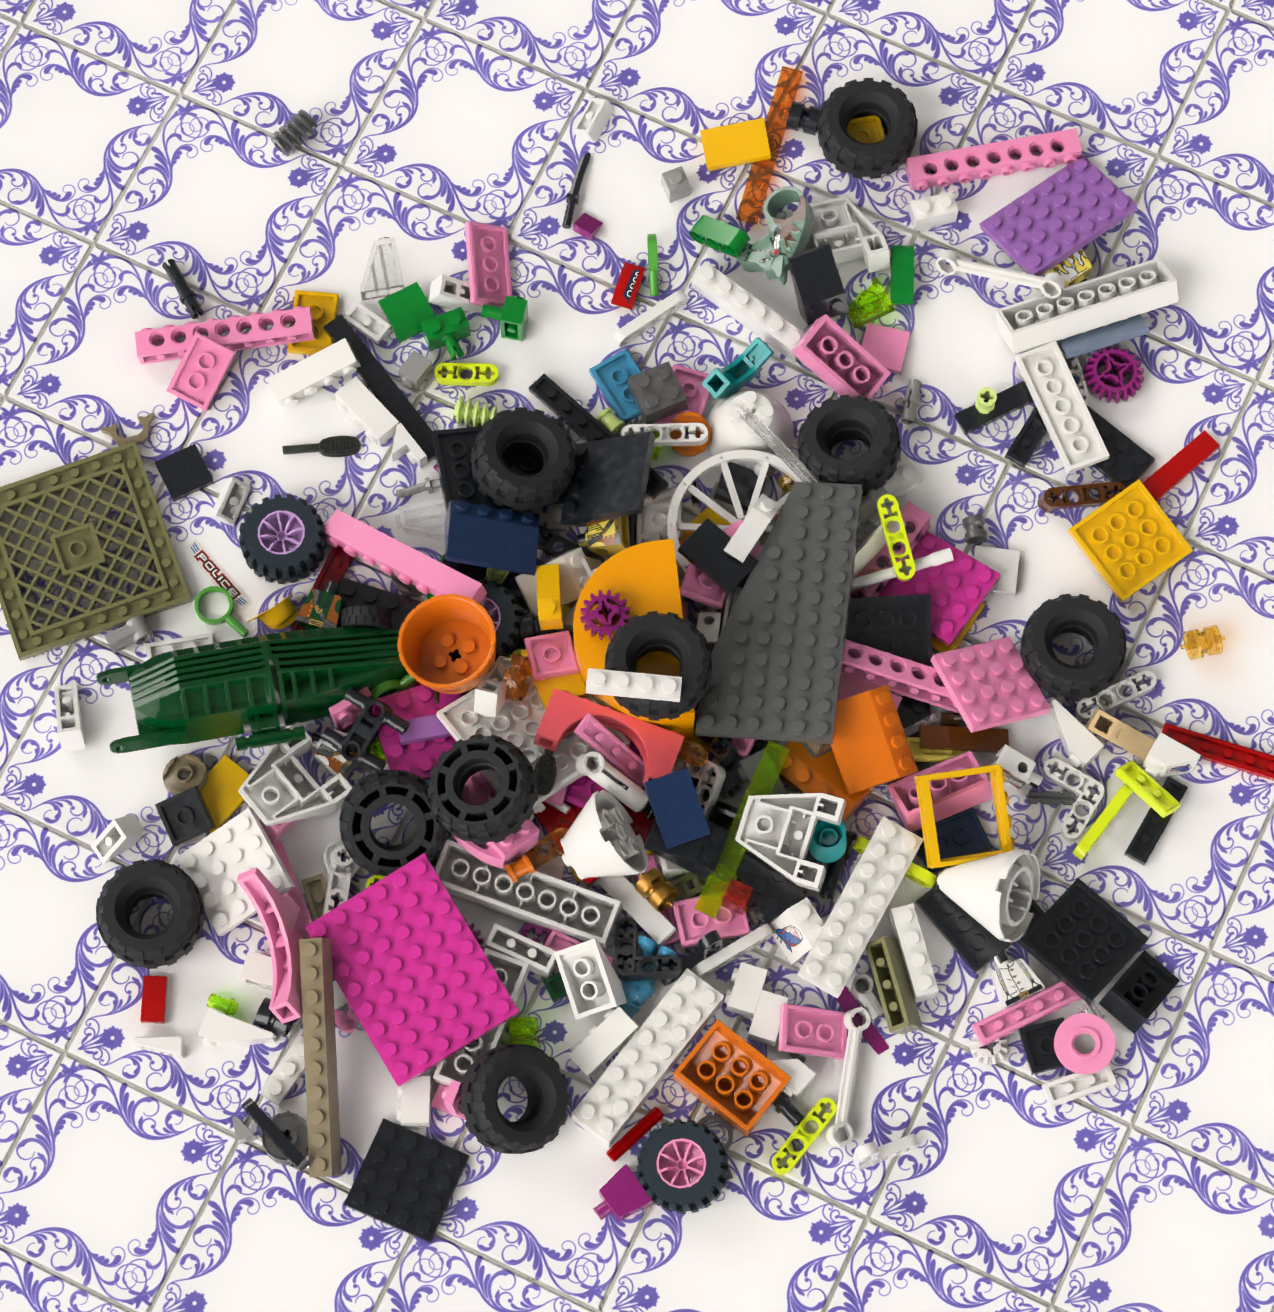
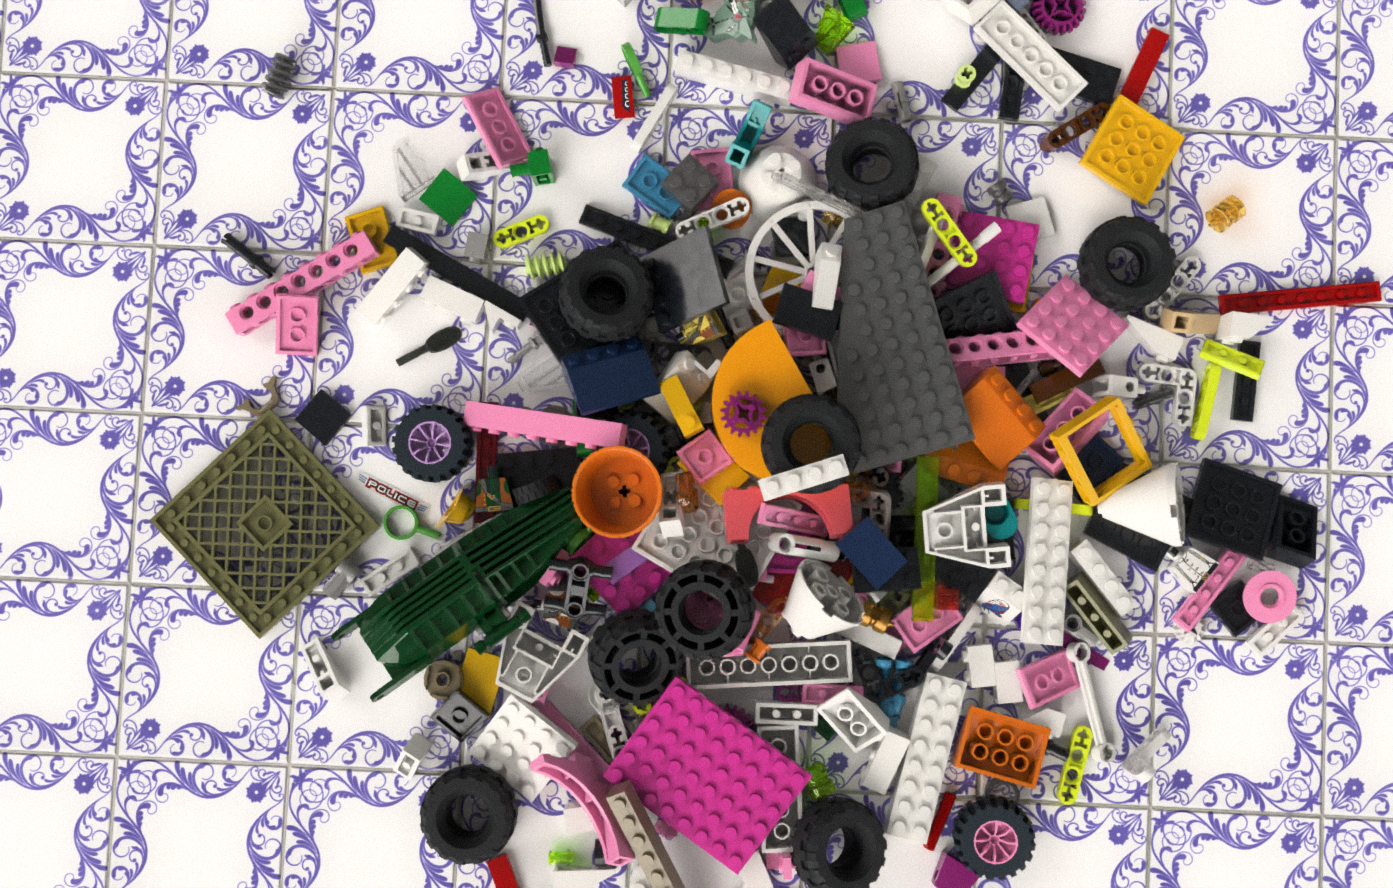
camera: 25 degrees left, 15 degrees up
(446, 330) = (488, 201): green brick -> none

